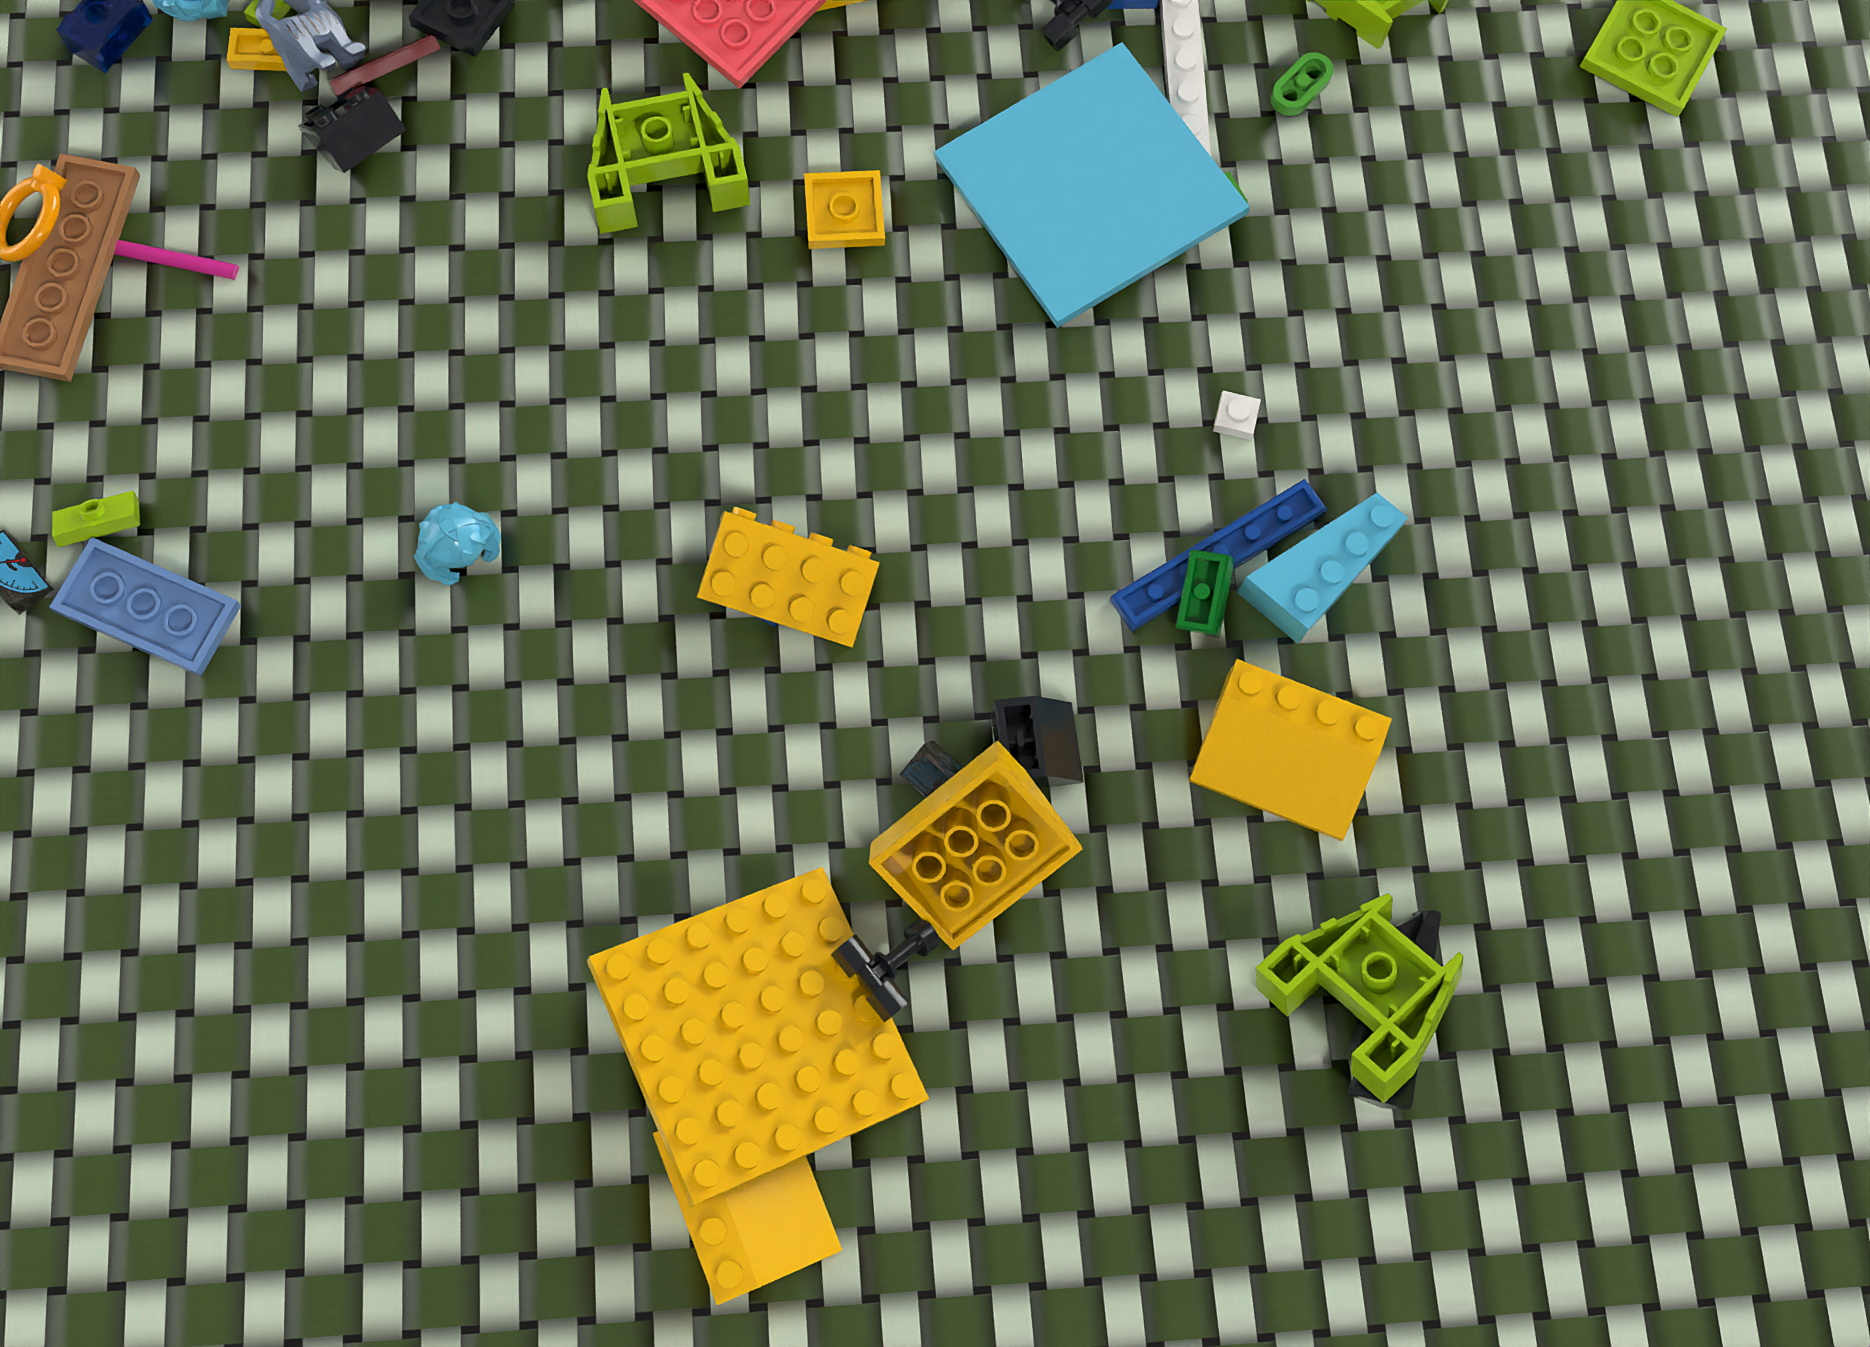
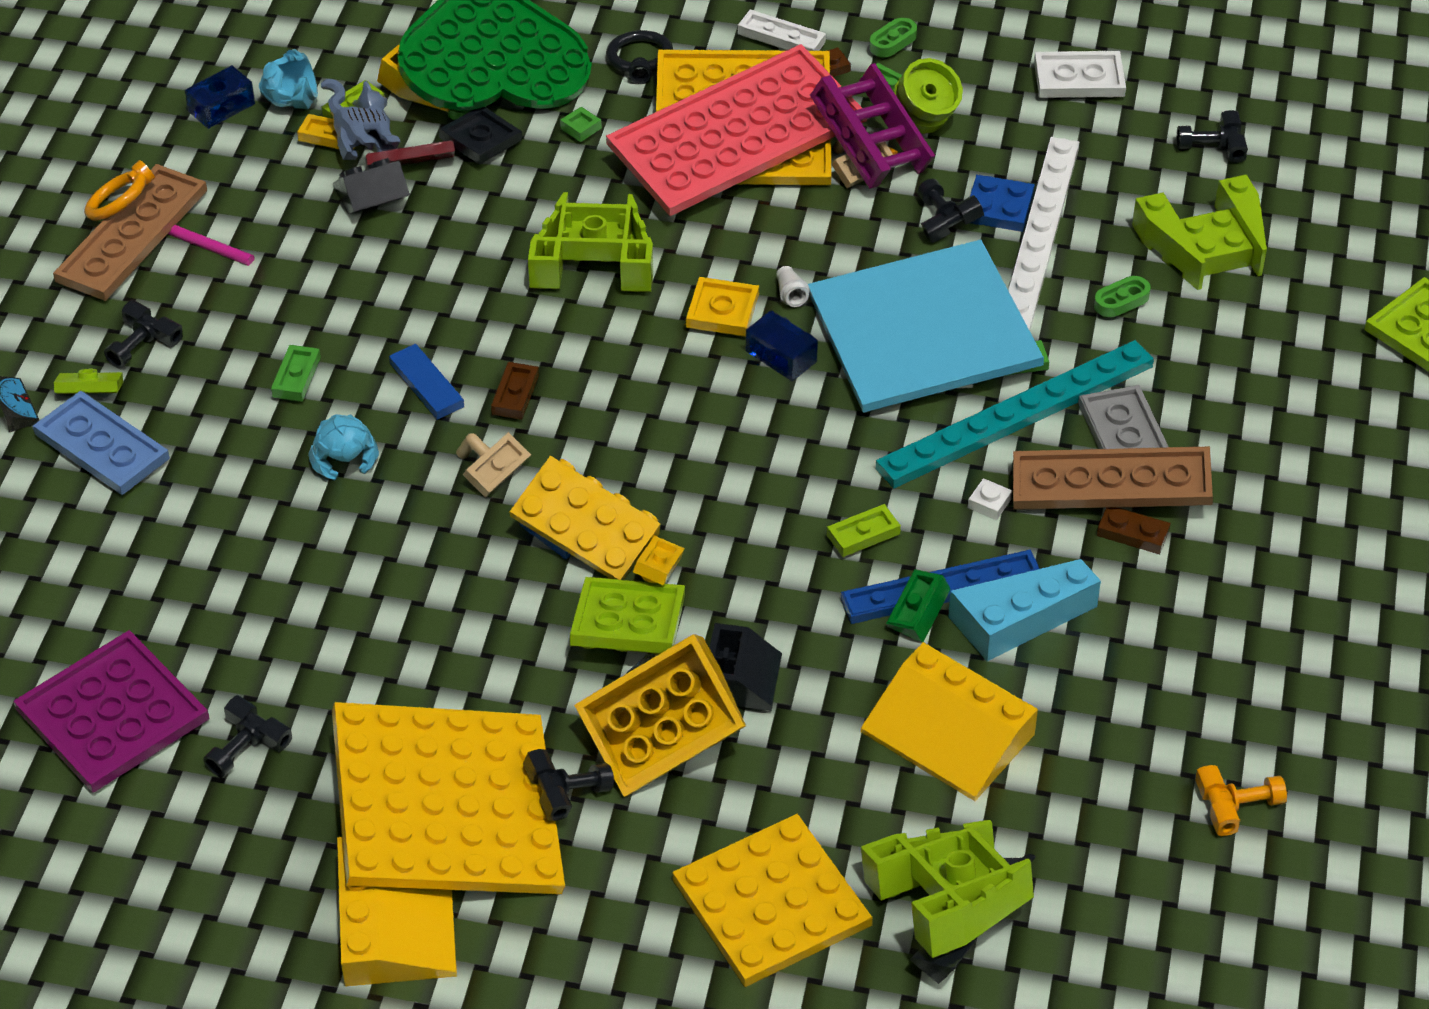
camera: 25 degrees right, 25 degrees down
(140, 415) = (145, 329): none -> black bar
(303, 1005) = (111, 710): none -> magenta plate
(355, 438) = (296, 373): none -> bright green plate
(487, 983) = (250, 730): none -> black bar
(521, 408) = (426, 381): none -> blue tile
(635, 397) = (515, 390): none -> reddish brown plate
(648, 516) = (494, 463): none -> tan plate
(882, 703) = (627, 615): none -> lime plate
(892, 612) = (658, 560): none -> yellow plate
(918, 161) = (792, 288): none -> white cone
(933, 252) = (781, 345): none -> clear blue brick
(1110, 501) = (863, 530): none -> lime plate
(1163, 1044) = (771, 899): none -> yellow plate
(1226, 285) = (1013, 414): none -> teal plate
(1366, 288) = (1121, 419): none -> light grey tile
(1372, 358) = (1112, 478): none -> medium nougat plate
(1407, 417) = (1133, 529): none -> reddish brown plate
(1616, 769) = (1226, 798): none -> light orange bar

